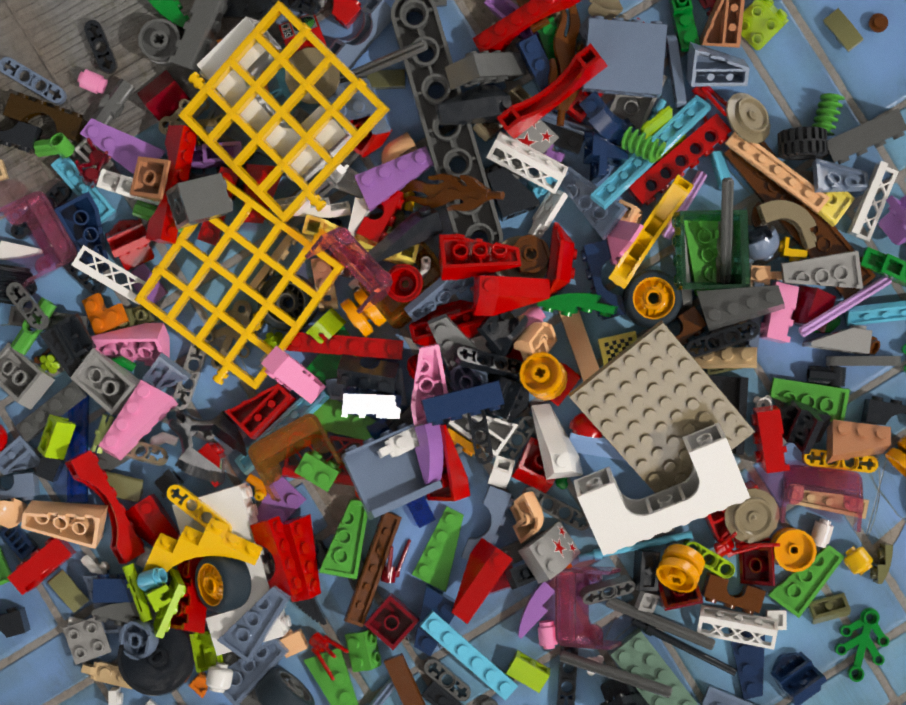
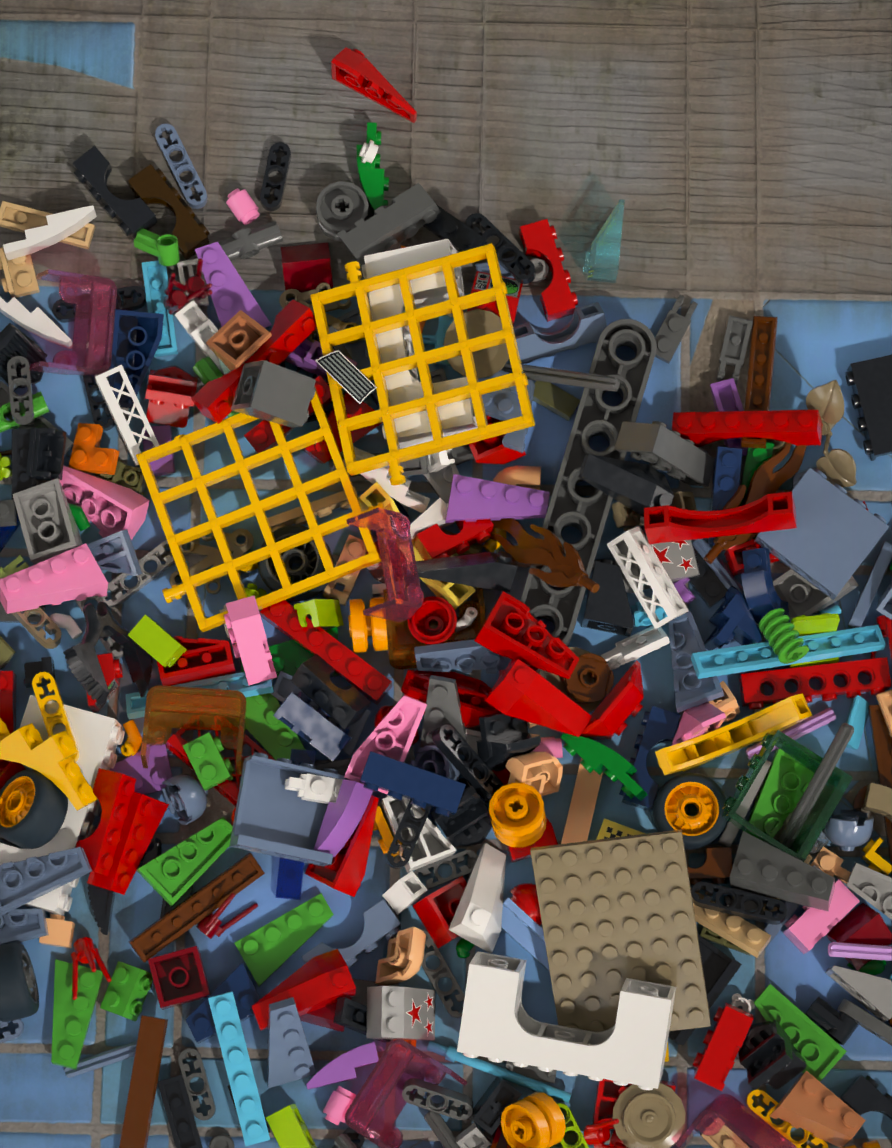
camera: 30 degrees right, 10 degrees down
(231, 415) = (157, 641): none -> lime hinge
(239, 155) = (346, 375): none -> sticker
(318, 502) = (185, 797): none -> sand blue cylinder
(490, 621) = (287, 1045): none -> sand blue wing

